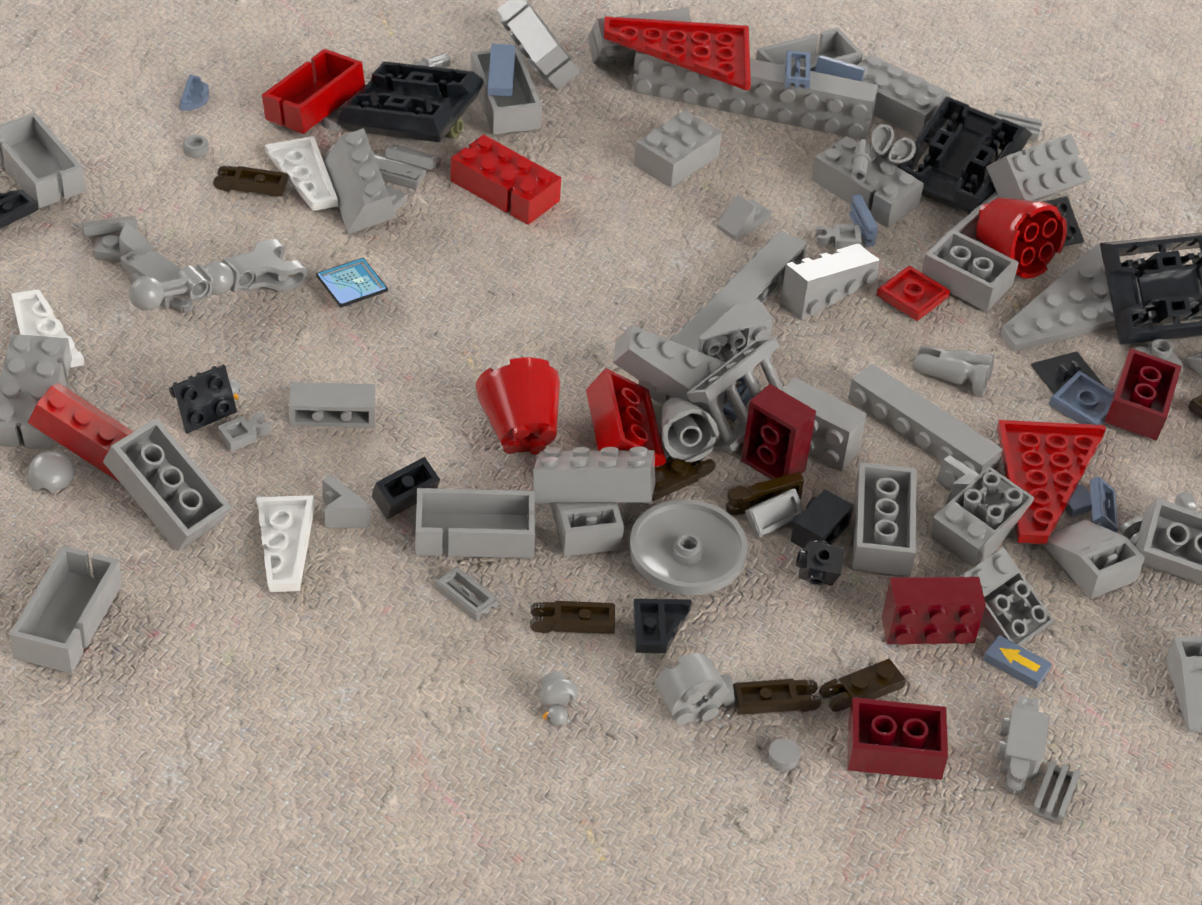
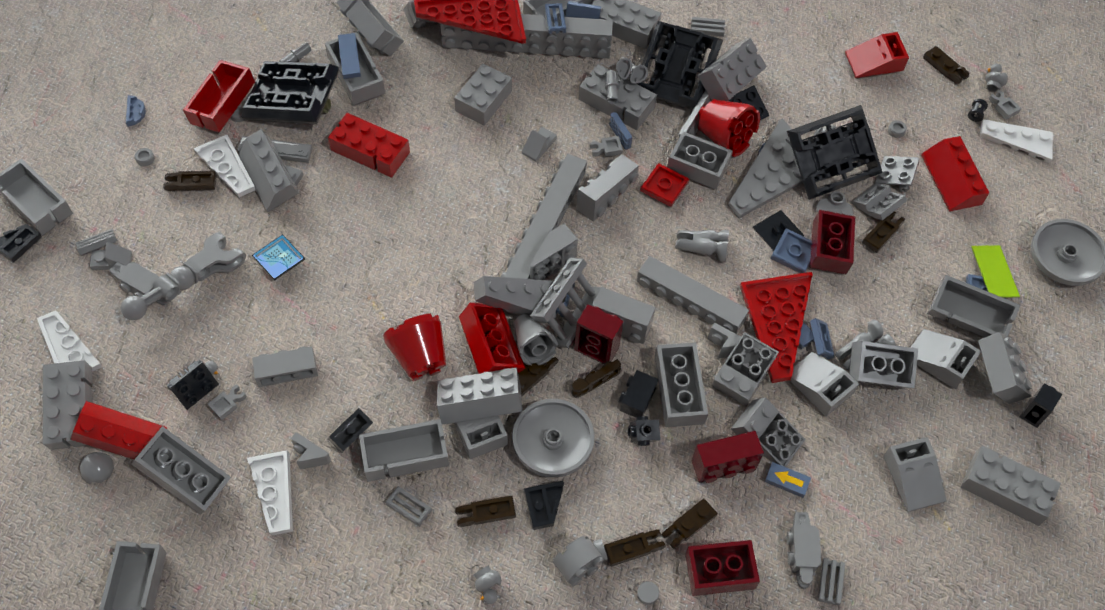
camera: 10 degrees left, 15 degrees up
(413, 157) = (300, 137): light grey tile -> none
(774, 512) = (605, 393): light grey tile -> none

